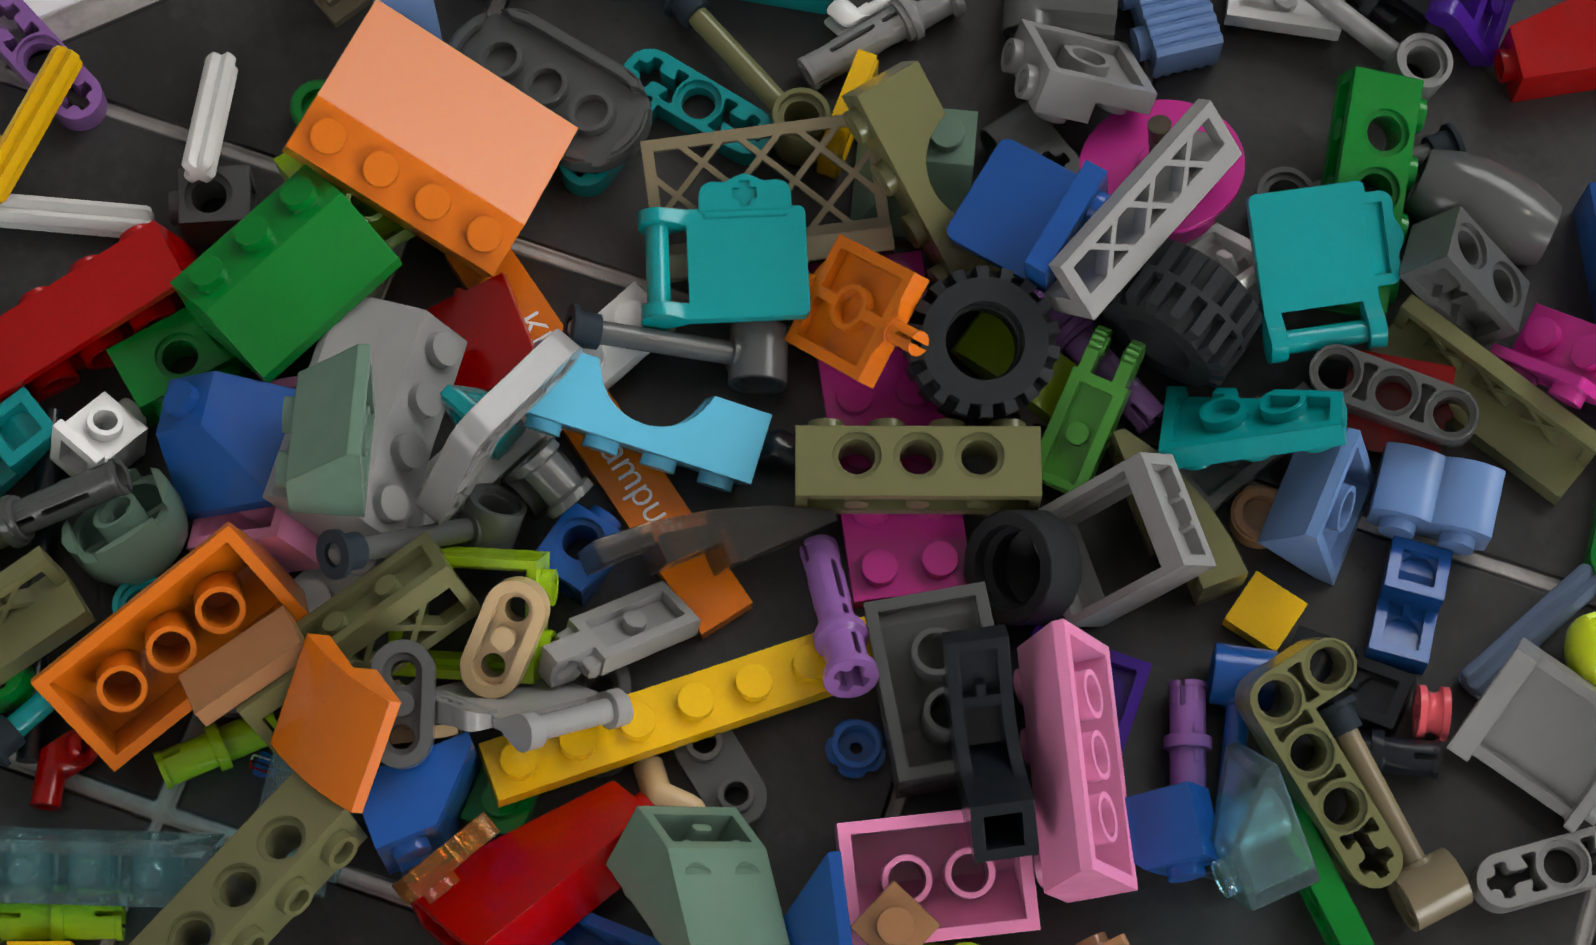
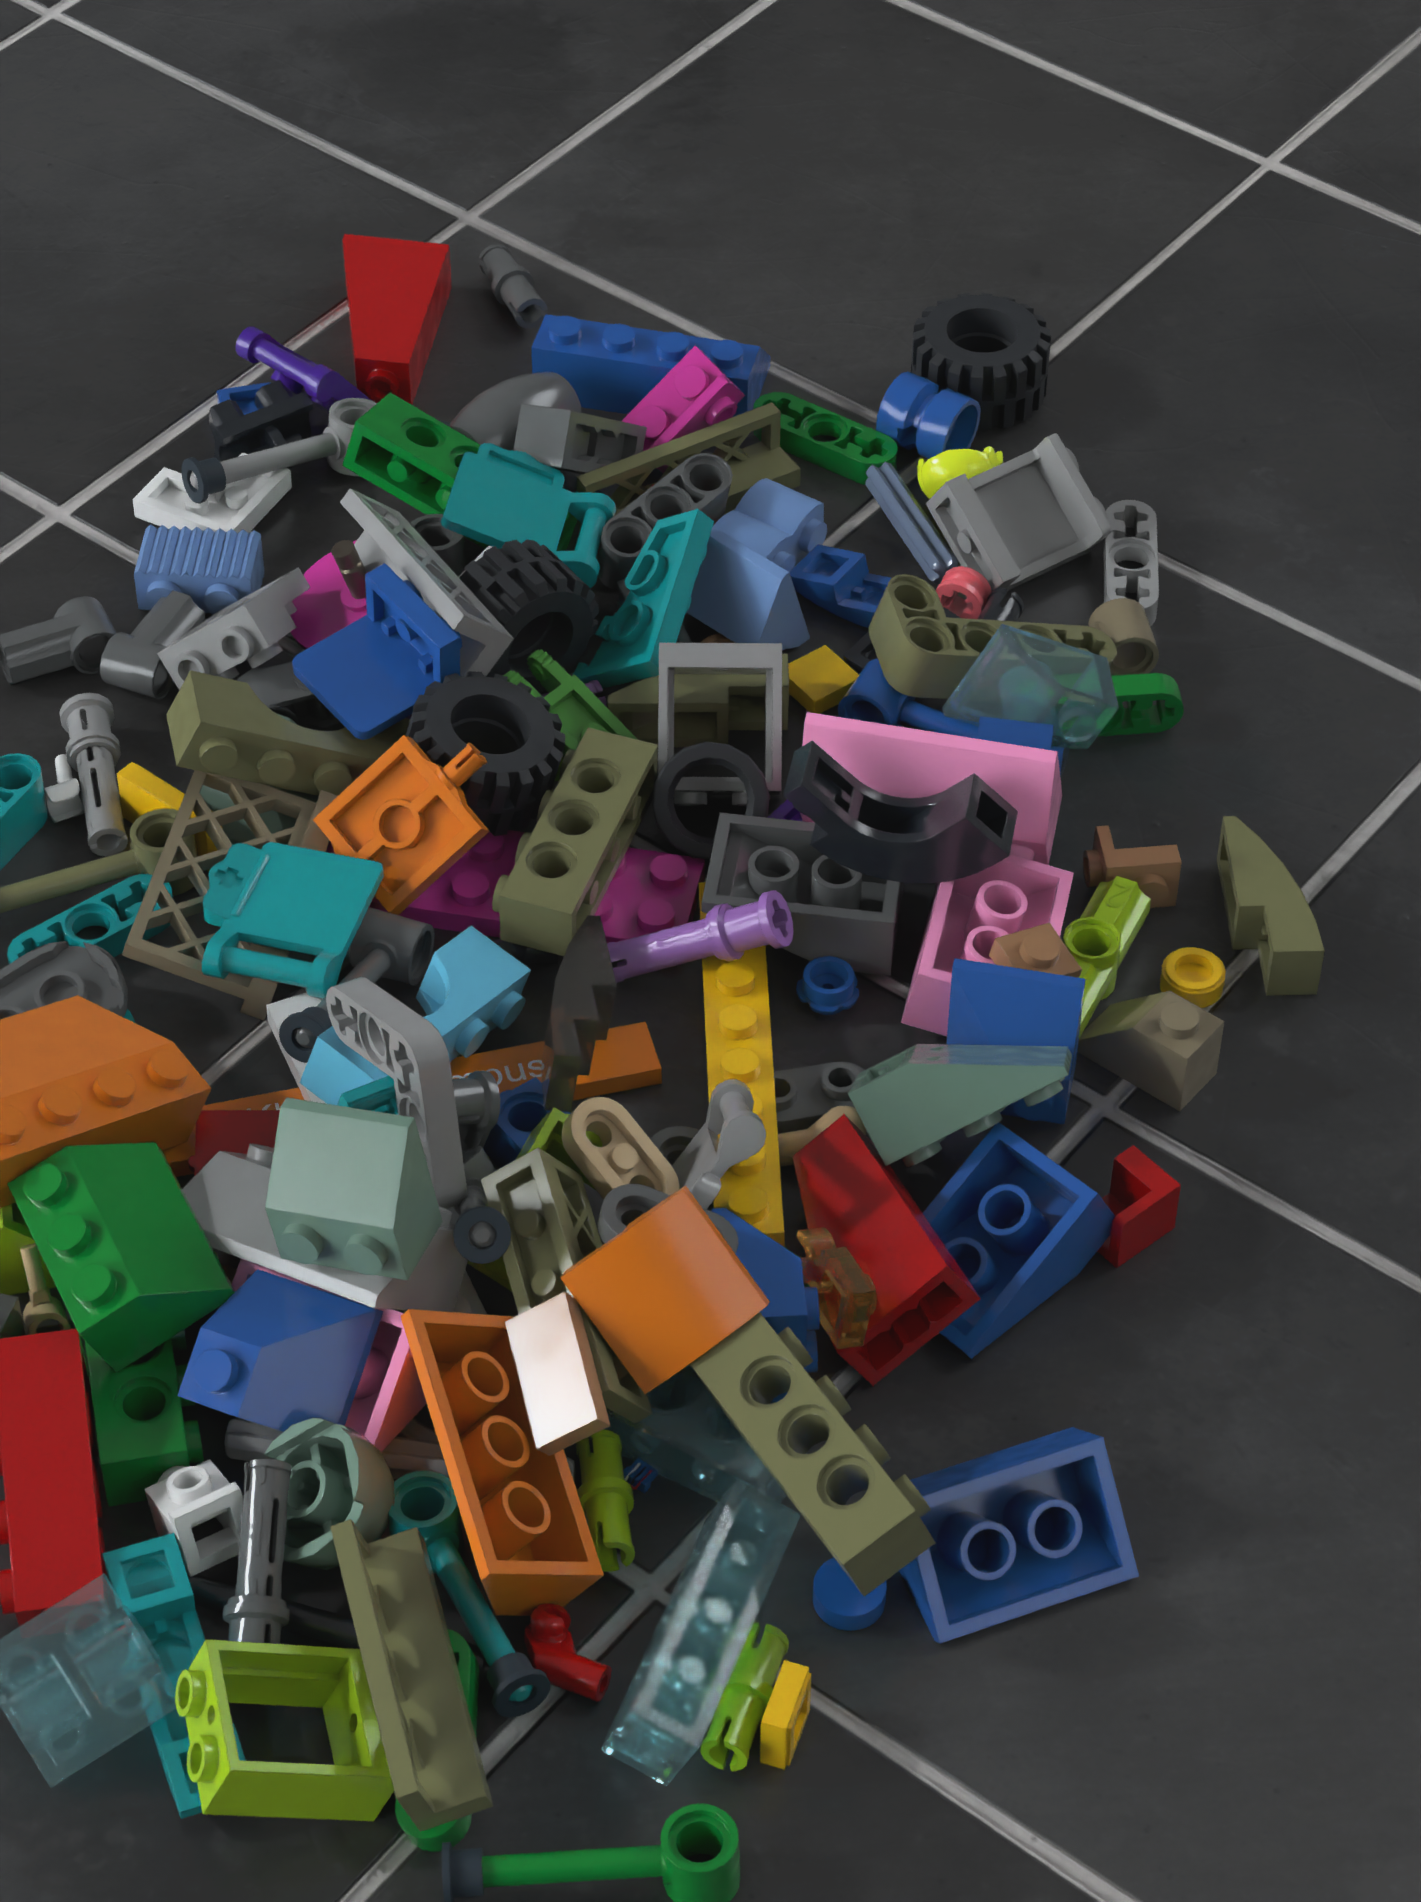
camera: 70 degrees left, 25 degrees down
(618, 634) = (647, 1101): light grey hinge -> none

